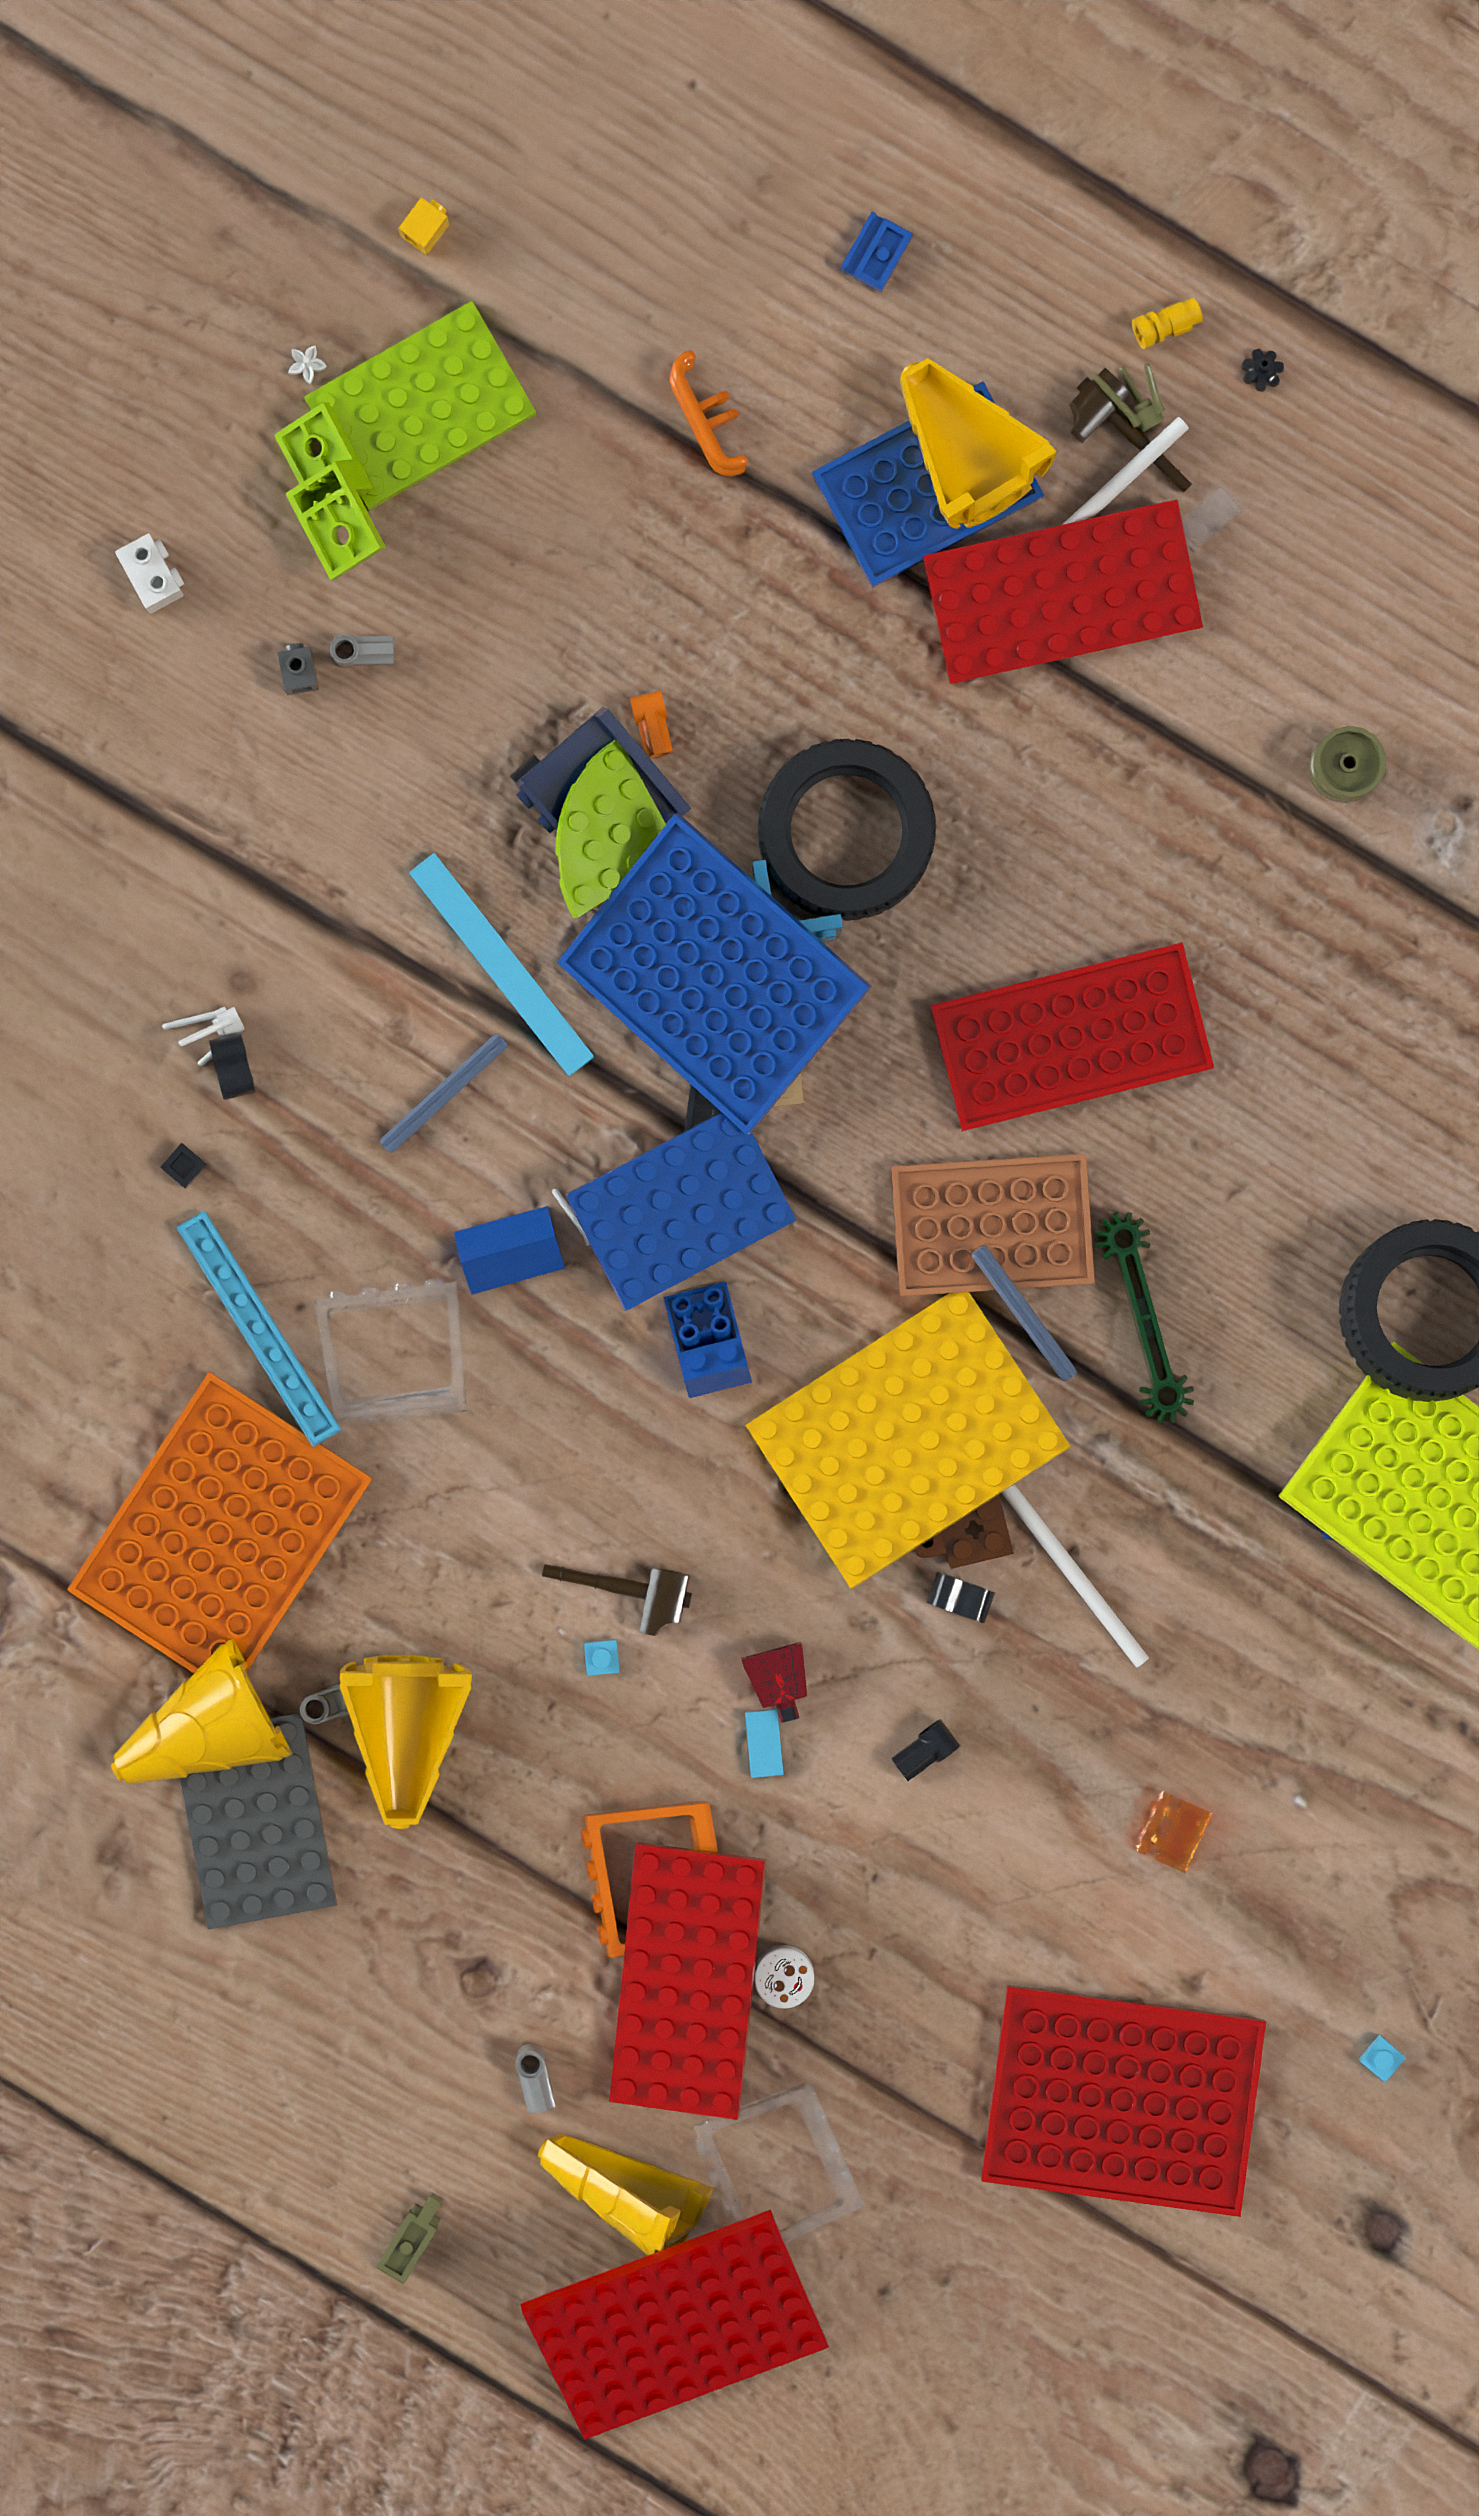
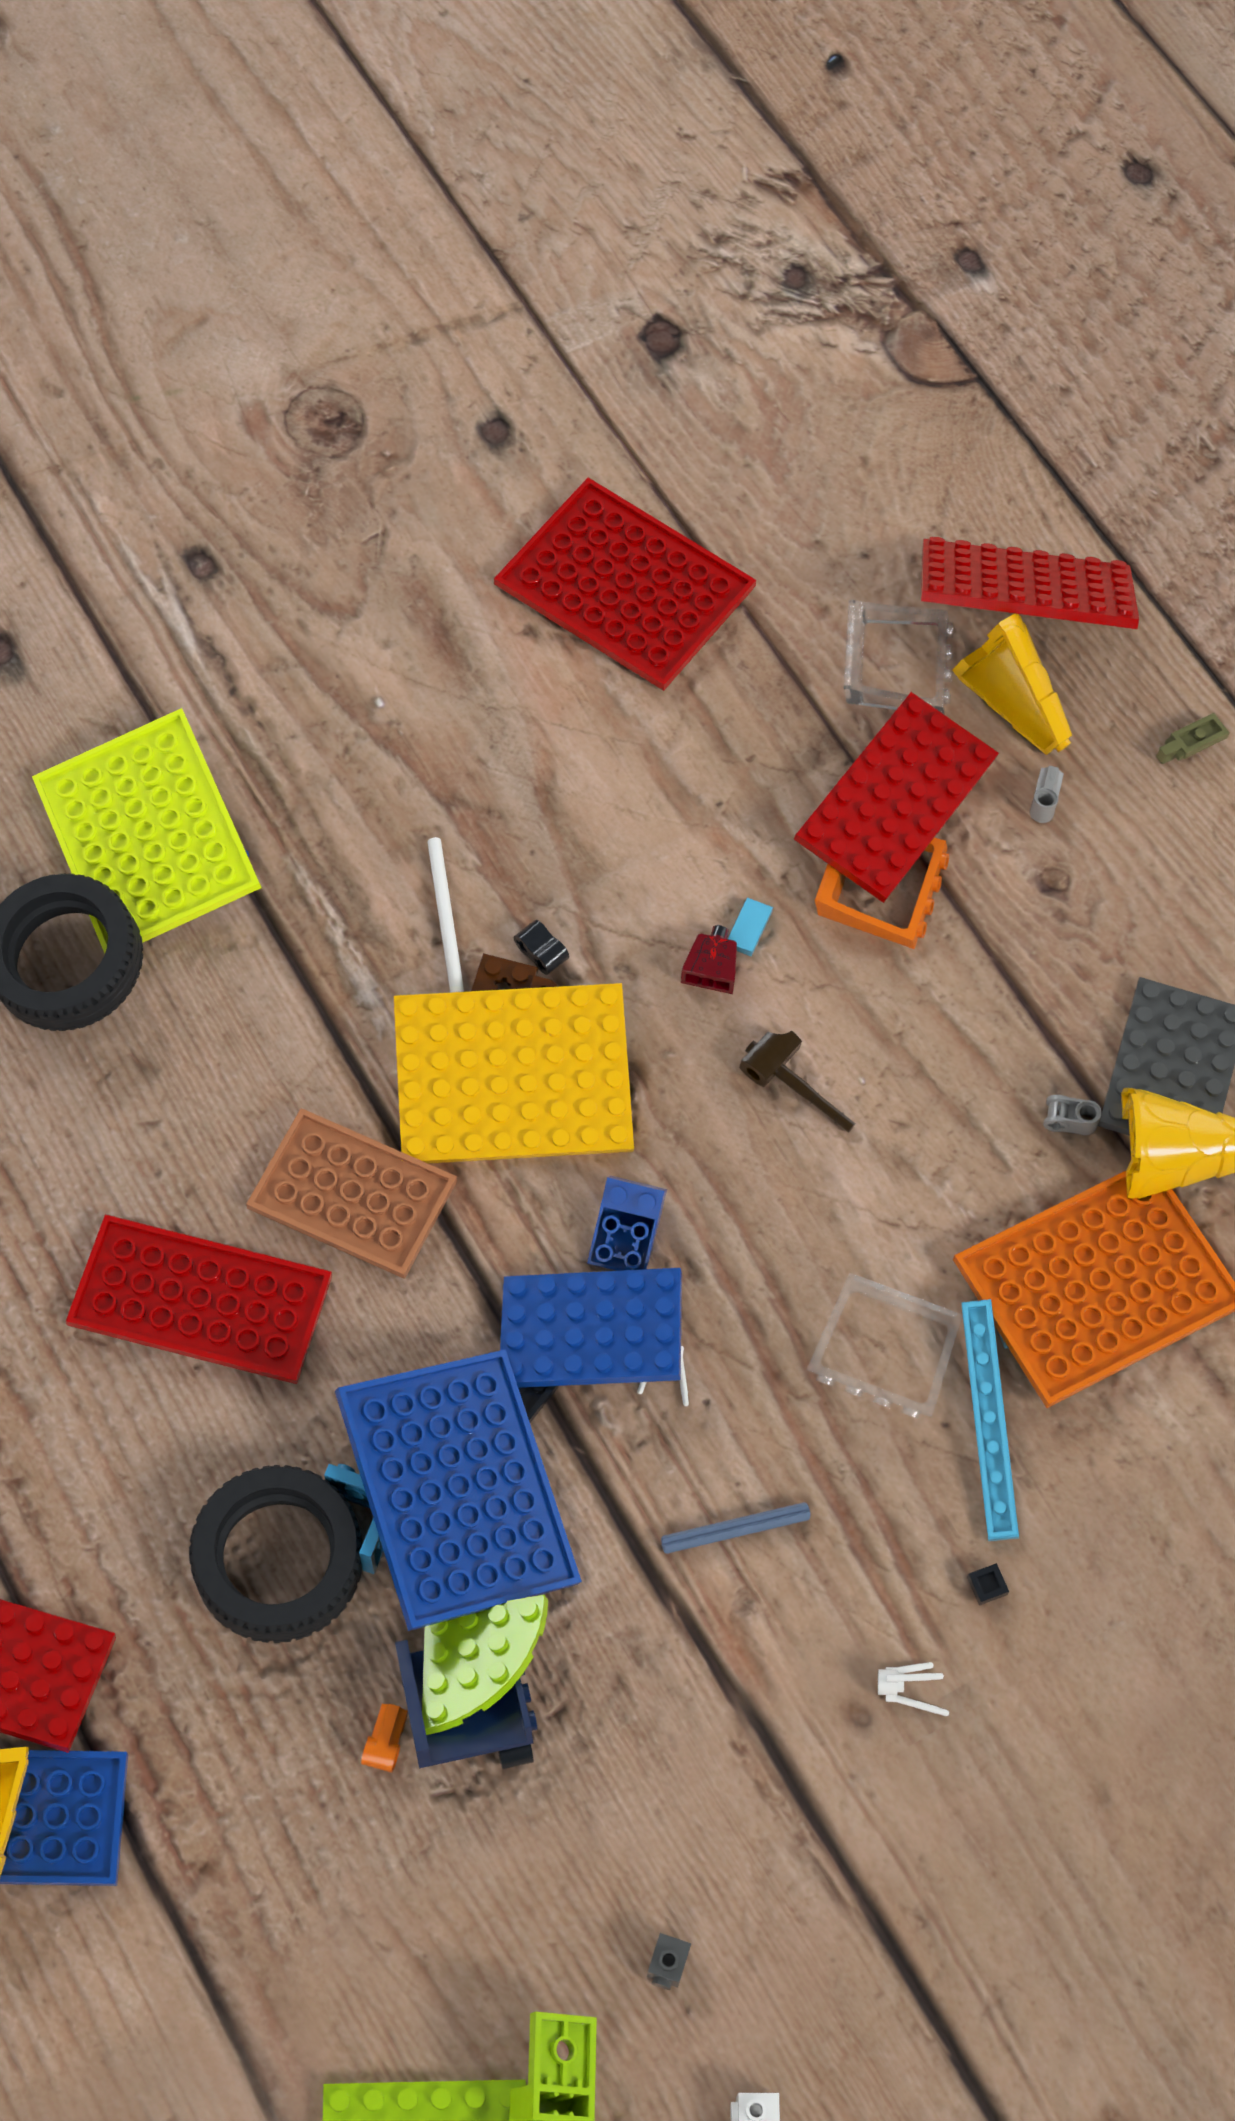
camera: 150 degrees left, 25 degrees down
(232, 1066) = (905, 1642): black axle -> none
(367, 650) = (598, 1943): light grey piece -> none
(403, 1726) = (1019, 1067): yellow cone -> none
(501, 964) = (629, 1610): medium azure tile -> none
(509, 1250) = (748, 1377): blue slope -> none
(601, 1657) = (840, 1045): medium azure plate -> none
(701, 426) = (185, 1991): orange piece -> none
(784, 1976) = (822, 768): white head -> none
(932, 1745) = (623, 862): black piece -> none
(1024, 1313) = (368, 1114): sand blue axle -> none
(1144, 1317) = (278, 1067): dark green arm -> none
(1182, 1835) = (479, 717): clear orange plate -> none
(1382, 2058) = (428, 524): medium azure plate -> none

